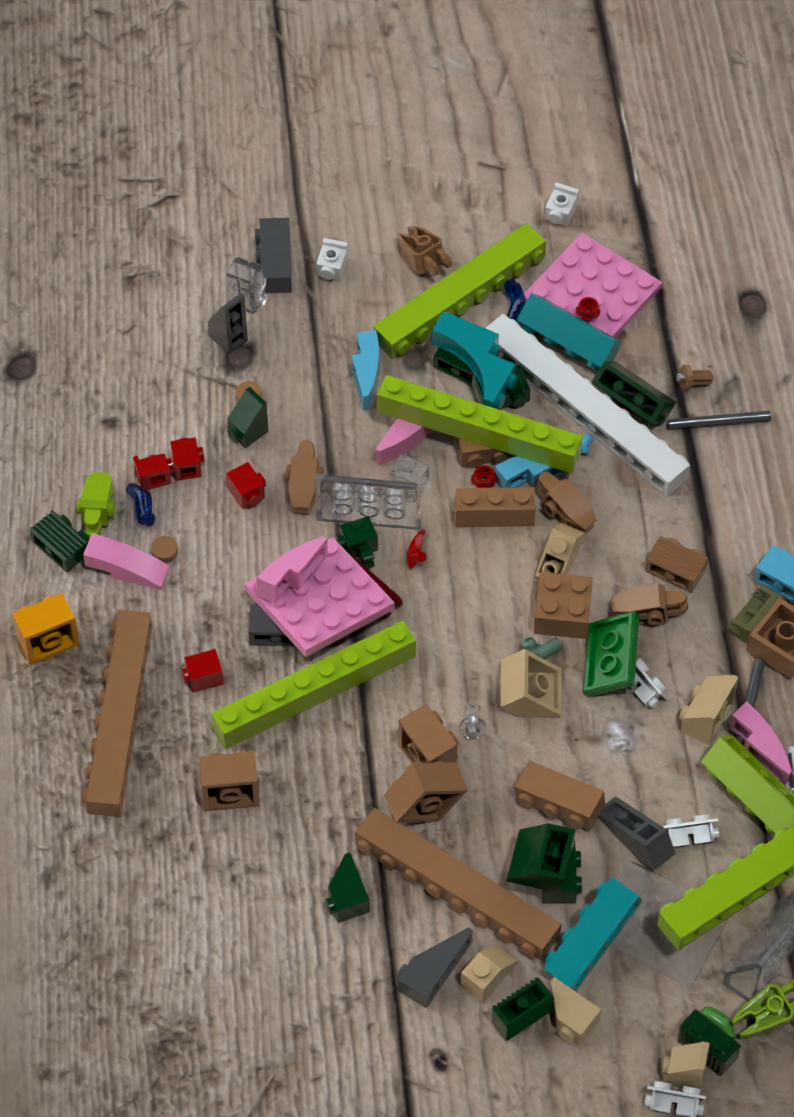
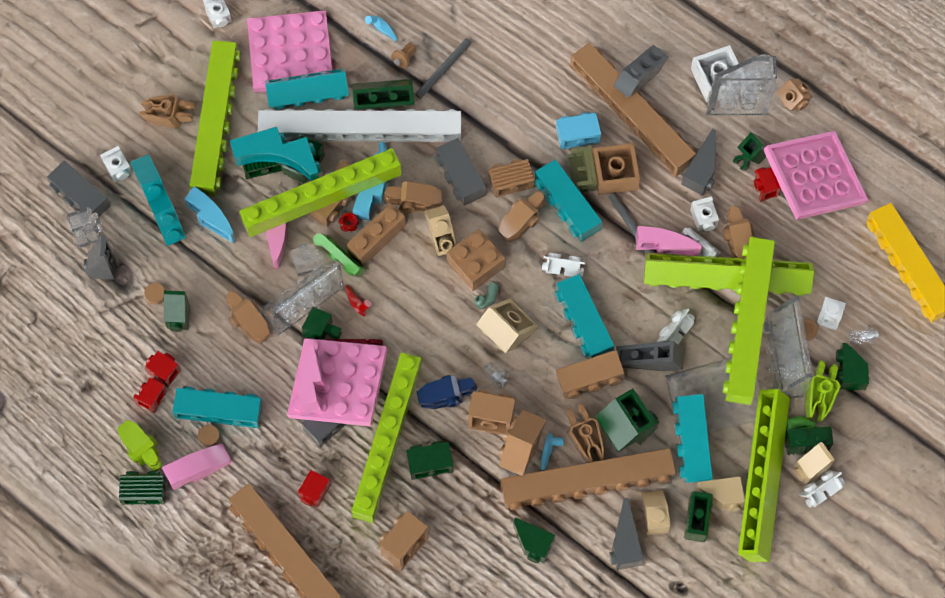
camera: 45 degrees left, 10 degrees up
(46, 628) = (196, 550): light orange brick -> none
(143, 504) = (167, 419): clear blue arm -> none
(196, 531) = (217, 407): none -> teal brick
(246, 485) = (217, 352): red brick -> none
(327, 323) = (158, 199): none -> teal arch
(330, 738) = (429, 460): none -> dark green brick
(407, 691) = (445, 392): none -> dark blue hinge
(444, 496) = (338, 254): none -> bright green plate
(458, 822) = (547, 450): none -> medium azure bar
(496, 842) = (585, 434): none -> medium nougat hinge
(517, 298) = (253, 93): clear blue arm -> none
(591, 304) = (304, 59): red plate -> none
(611, 654) = (533, 265): green tile -> none
(611, 740) = (583, 316): none -> teal brick
(626, 1031) = (764, 476): none -> lime brick
(633, 519) = (460, 172): none -> dark grey brick
(701, 335) = (381, 25): none -> medium azure bar
(709, 627) = (567, 200): none -> teal brick
(709, 707) = (616, 247): tan slope -> none

